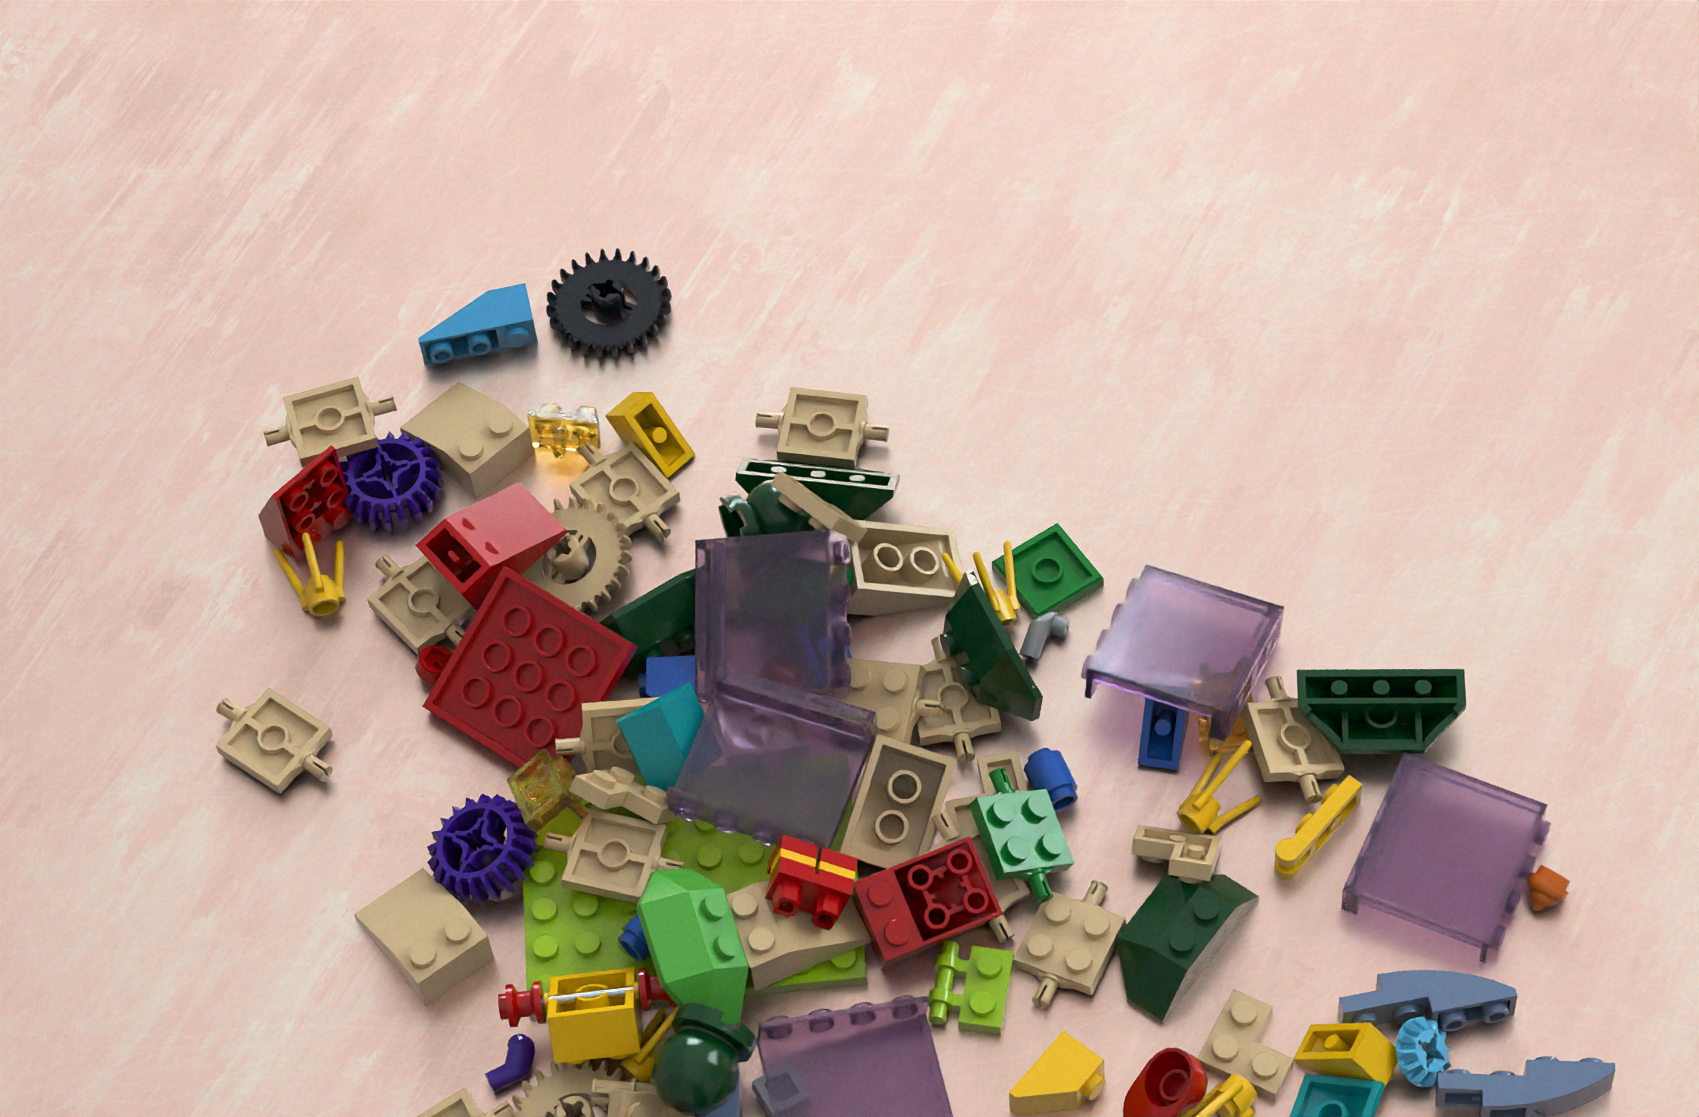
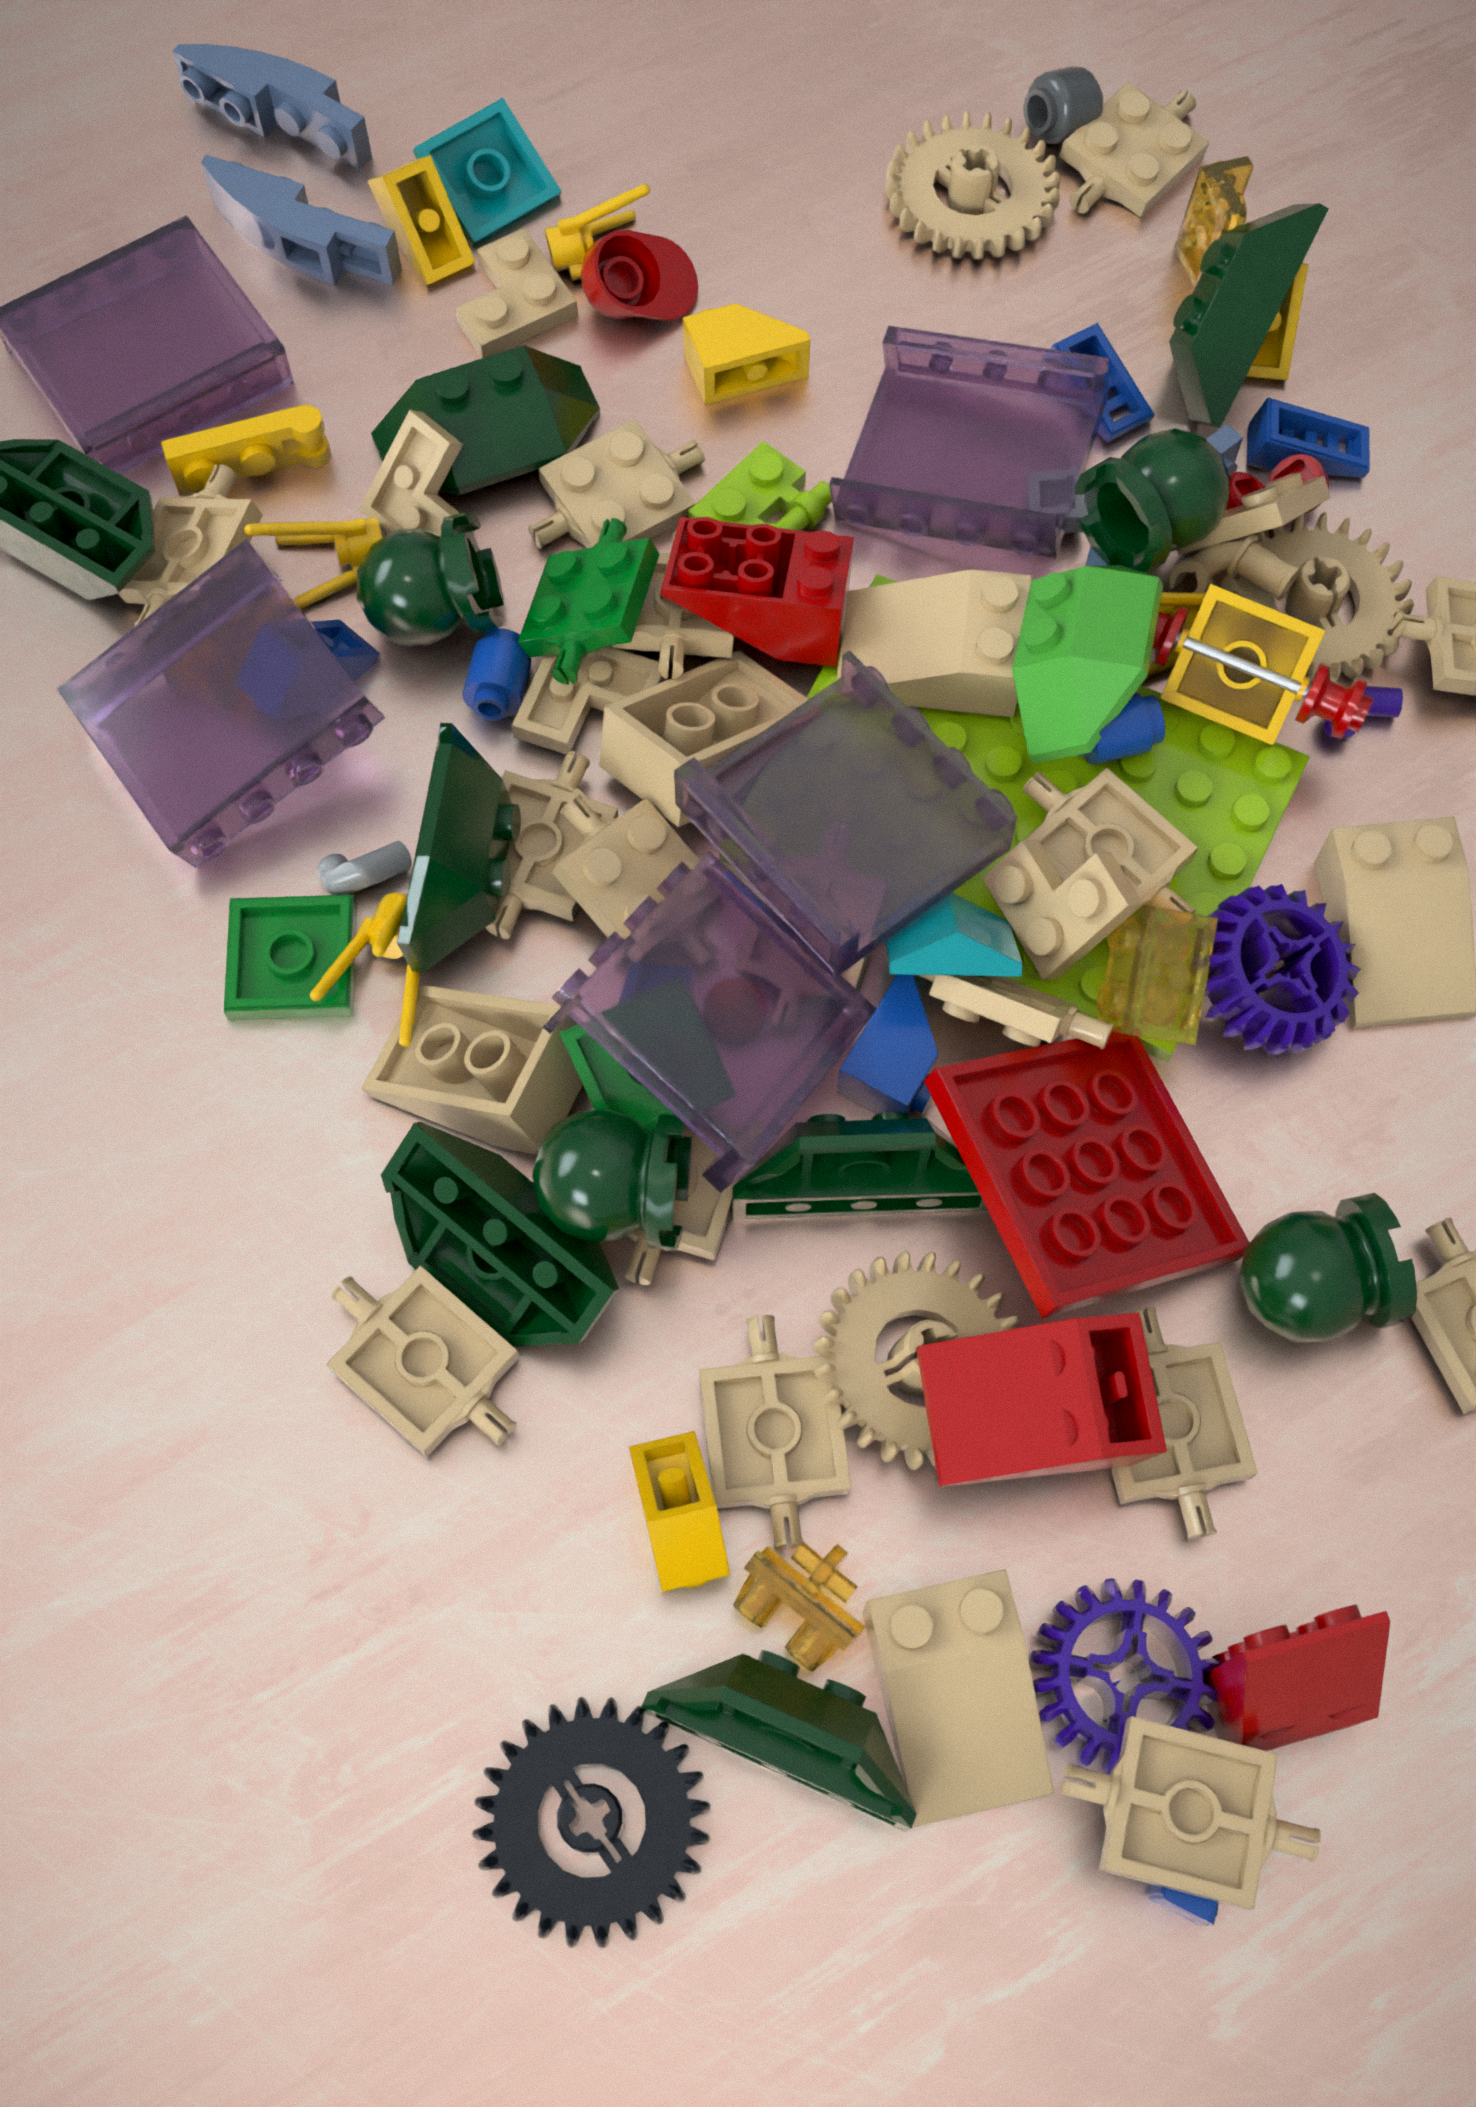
camera: 155 degrees left, 10 degrees up
(320, 594) = (1323, 1541): yellow plant -> none
(378, 697) = (1323, 1273): none -> dark green tile
(432, 663) = (1199, 1308): red tile -> none
(487, 324) = (806, 1902): dark azure slope -> none
(539, 371) = (791, 1729): none -> dark green wedge
(809, 881) = (893, 631): red hips -> none
(823, 515) = (551, 1082): tan plate -> none
(1120, 790) = (426, 584): none -> dark green tile
(1412, 1057) = (343, 174): medium azure gear -> none
(1546, 888) = (63, 258): orange plate -> none

